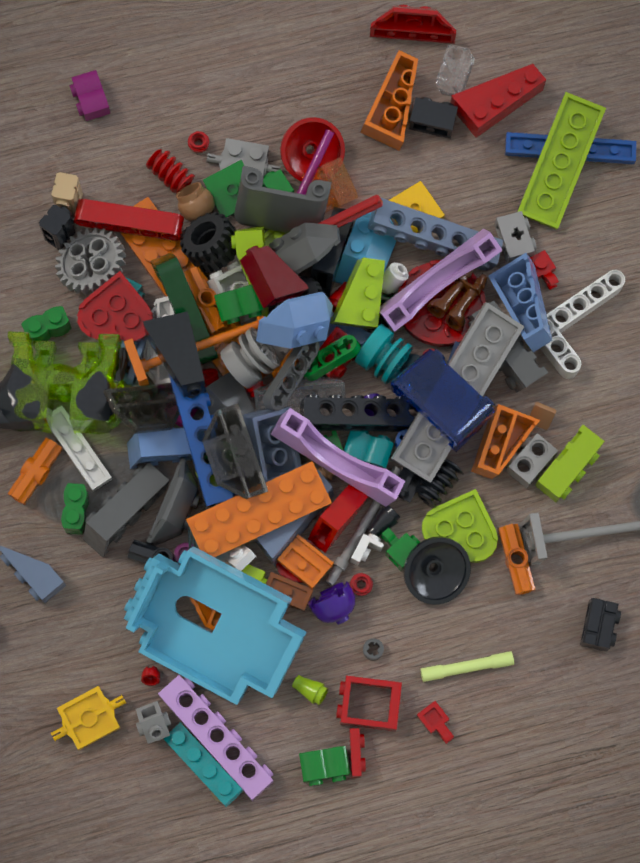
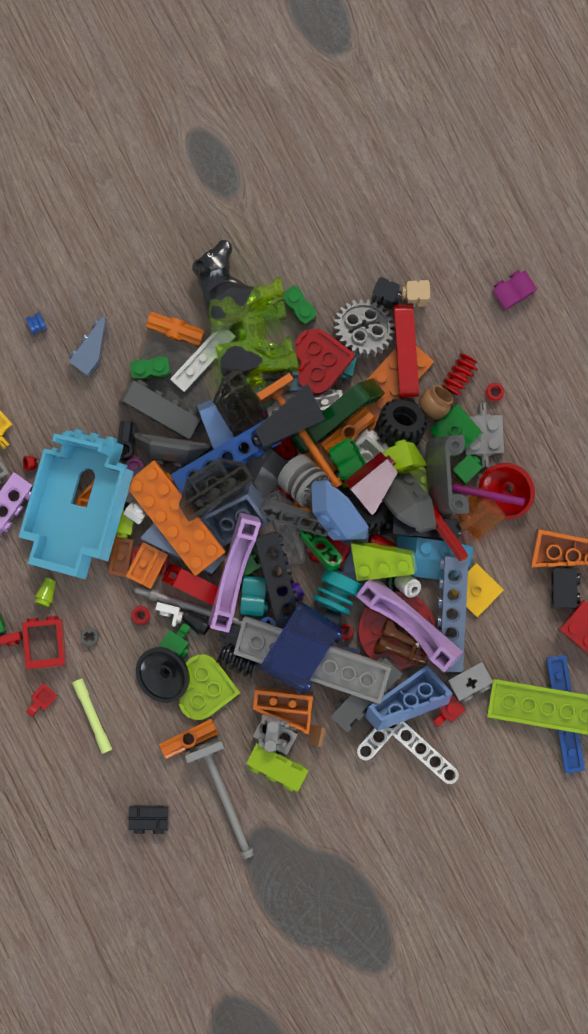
camera: 85 degrees right, 10 degrees up
(334, 604) = (117, 596): dark purple cylinder -> none
(531, 455) = (272, 733): none -> light grey piece

